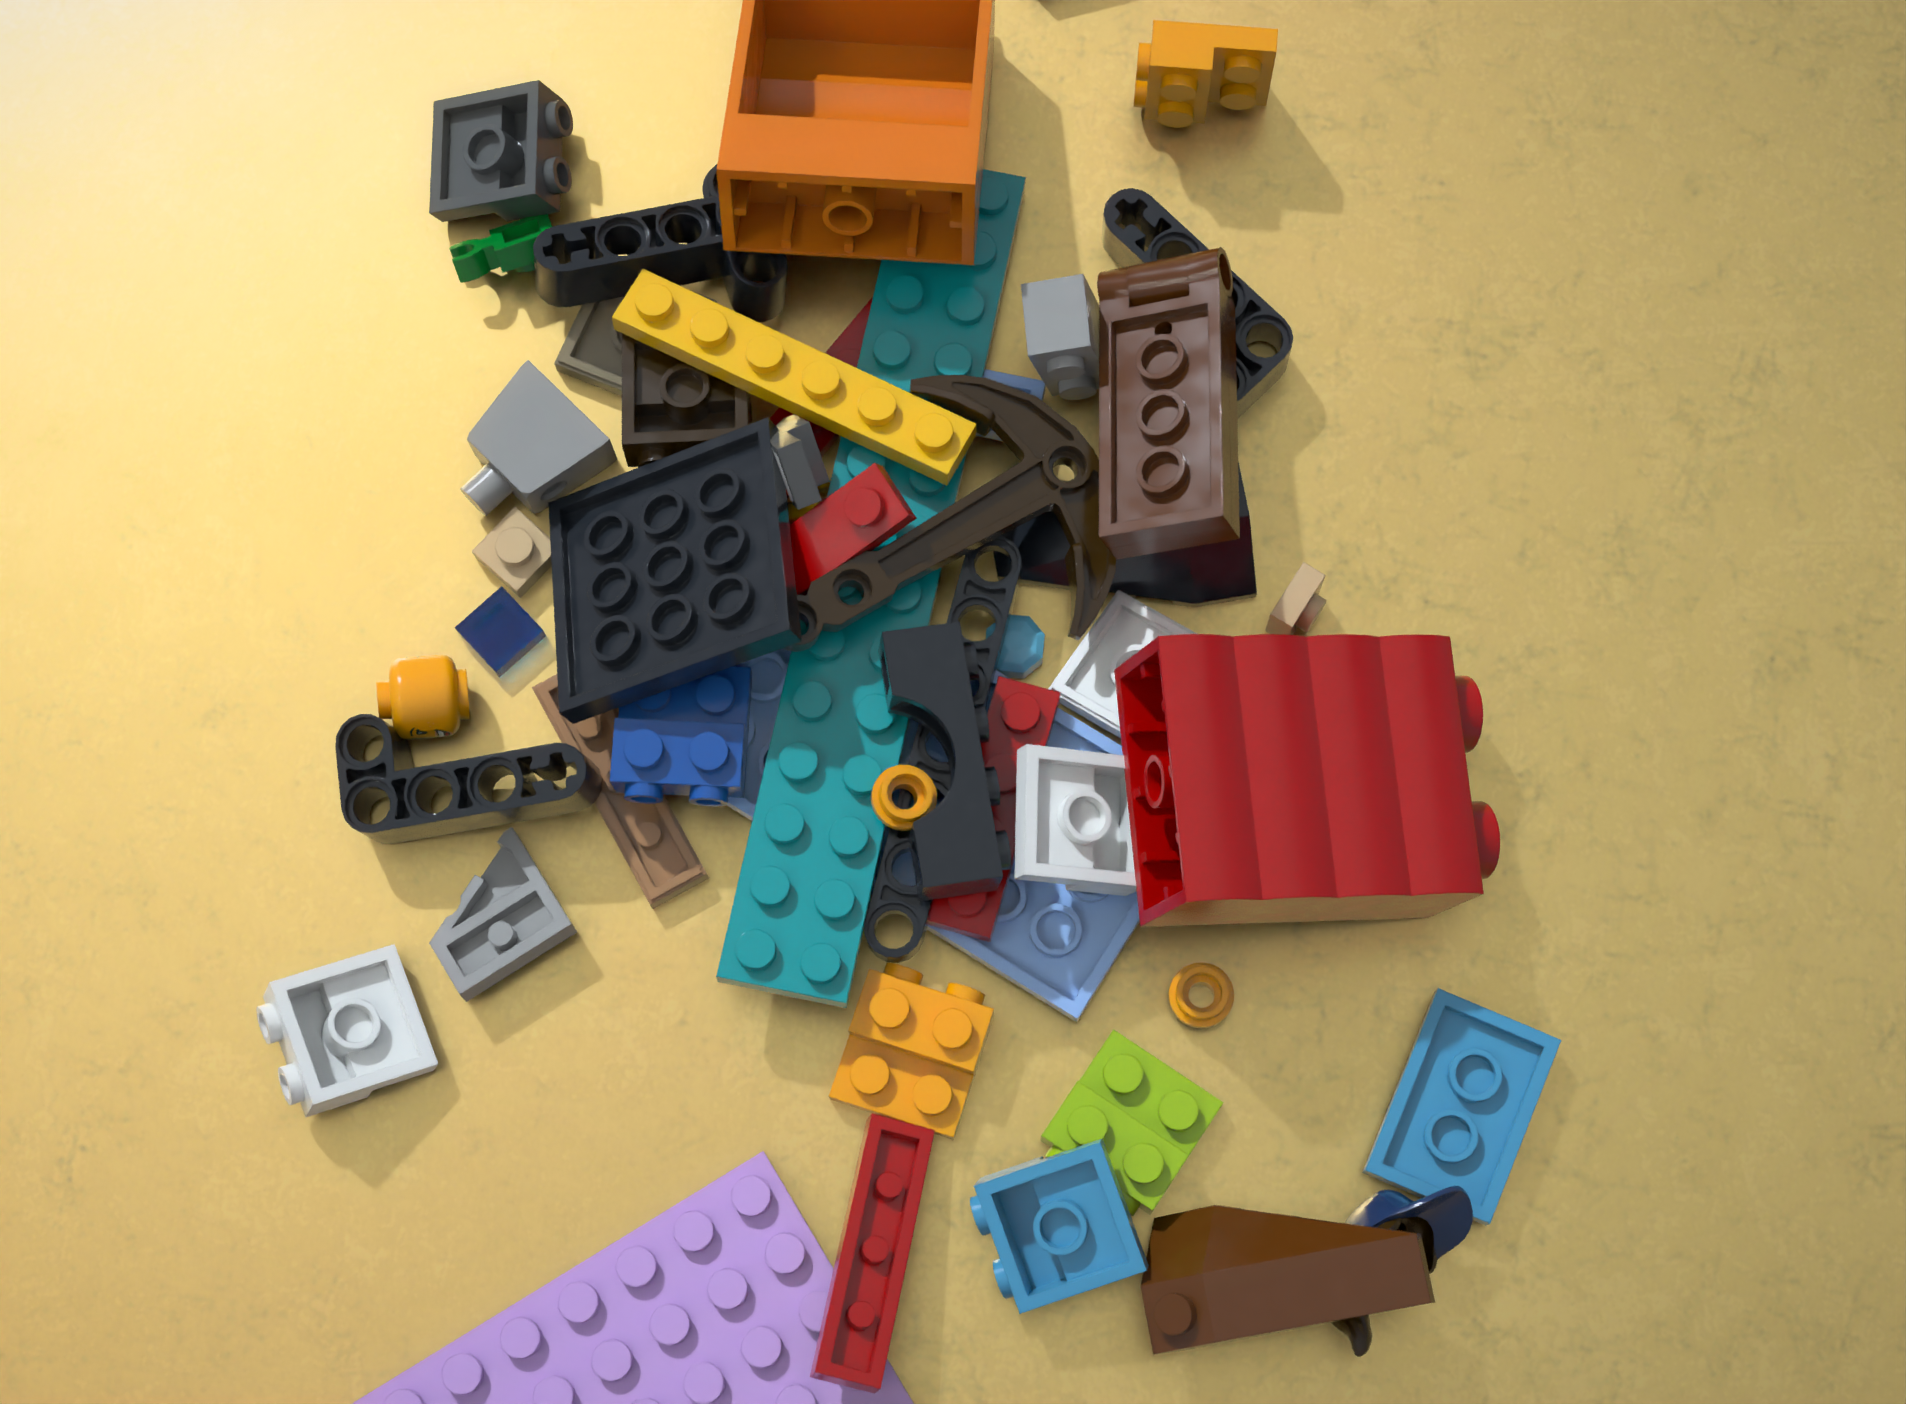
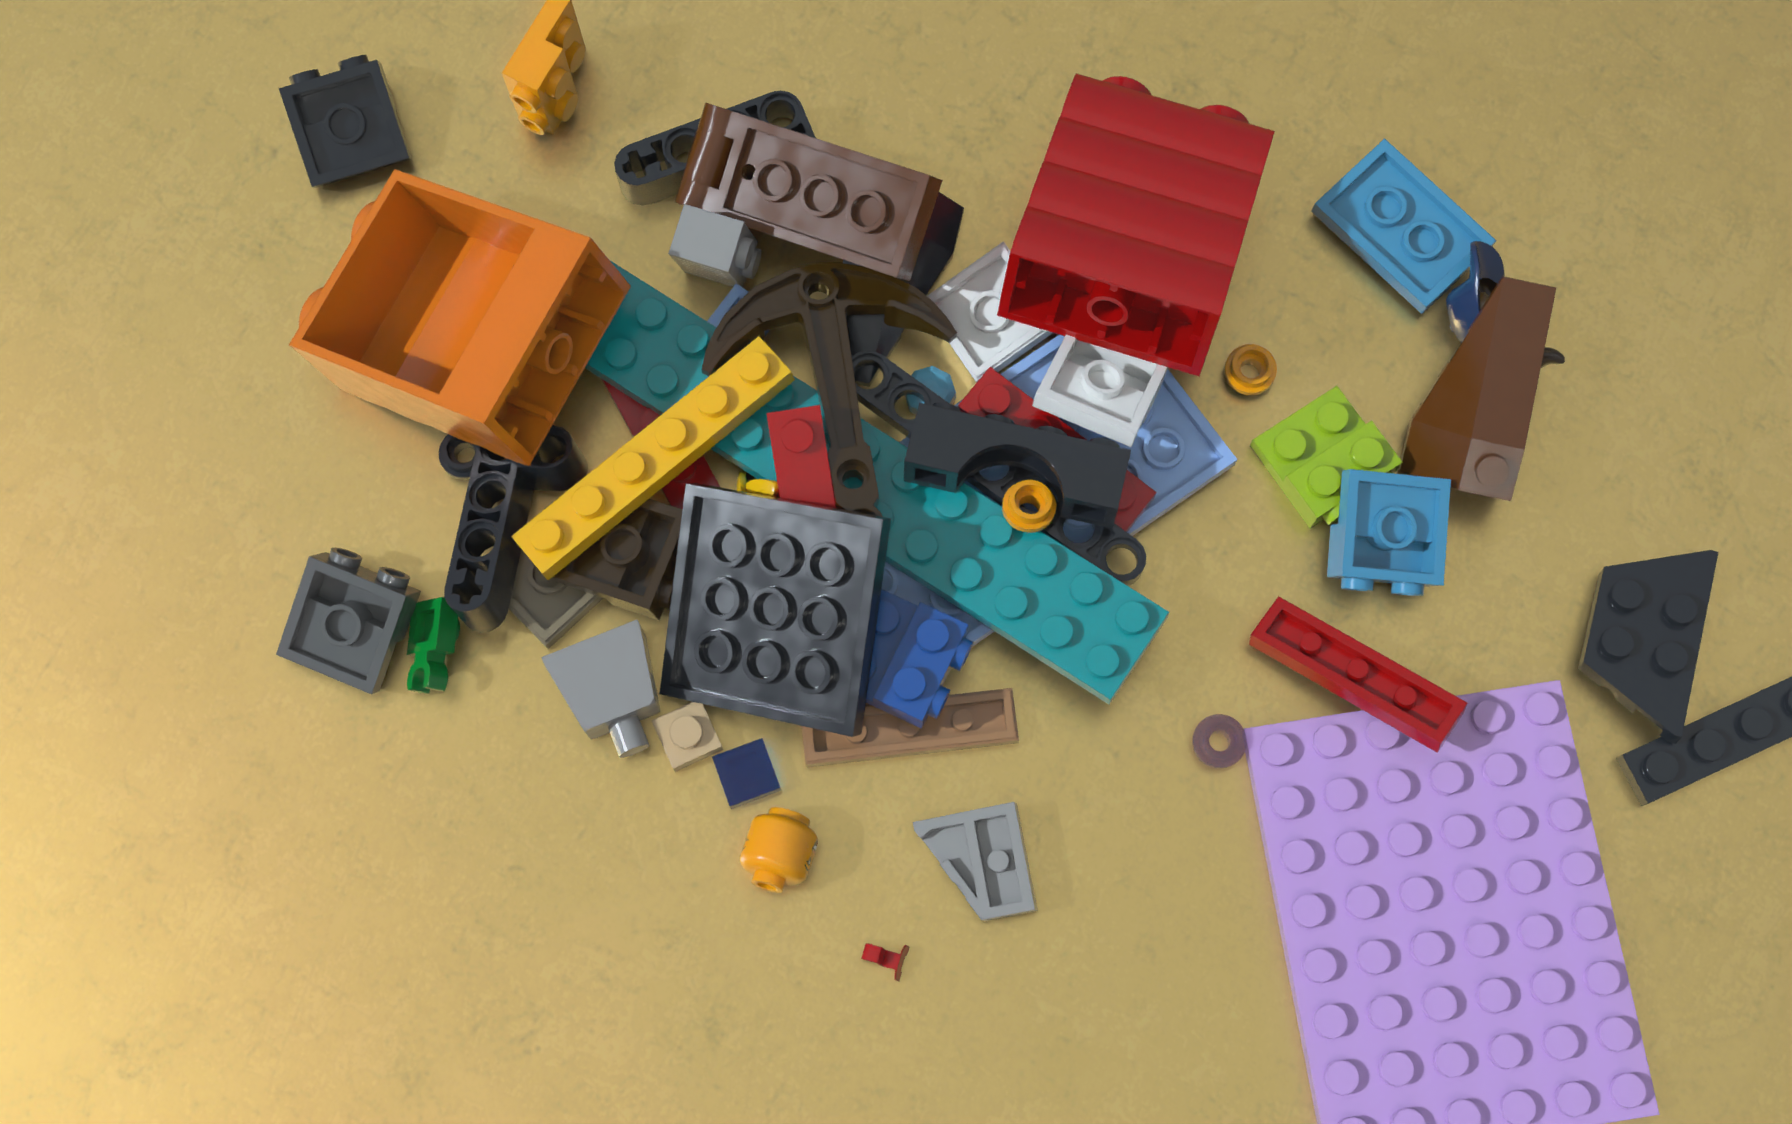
camera: 70 degrees left, 0 degrees up
(345, 1030) = (1026, 1013): white plate -> none
(357, 862) = (885, 958): none -> red piece
(471, 782) = (865, 836): black beam -> none
(730, 1110) = (1230, 729): none -> plate
(799, 460) = (730, 475): dark grey slope -> none
(913, 1049) = (1211, 588): light orange plate -> none
(1299, 603) = (988, 180): tan plate -> none

